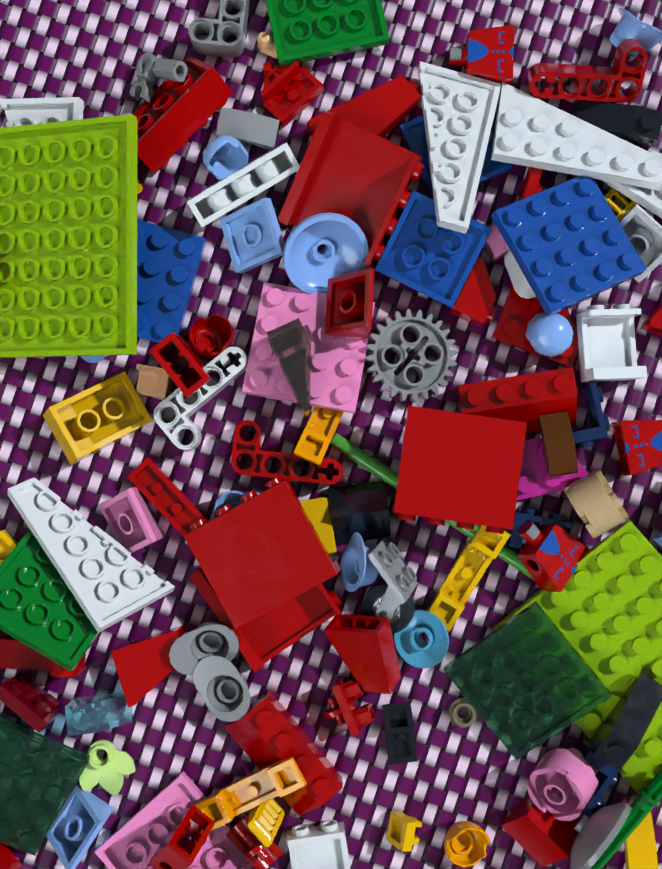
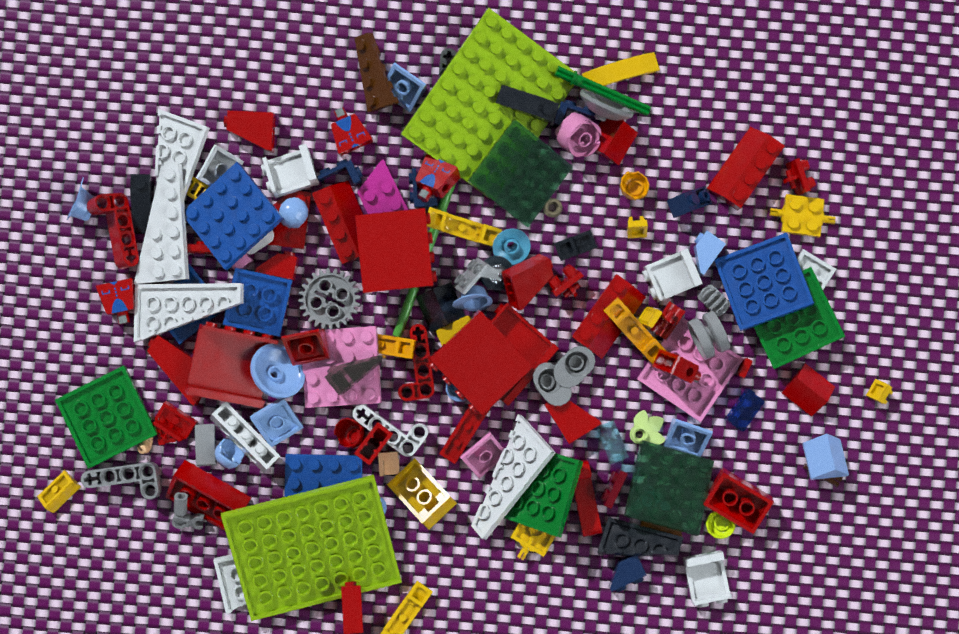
camera: 105 degrees left, 0 degrees up
(558, 444) = (363, 190): reddish brown slope -> none
(596, 503) = (395, 157): tan brick -> none

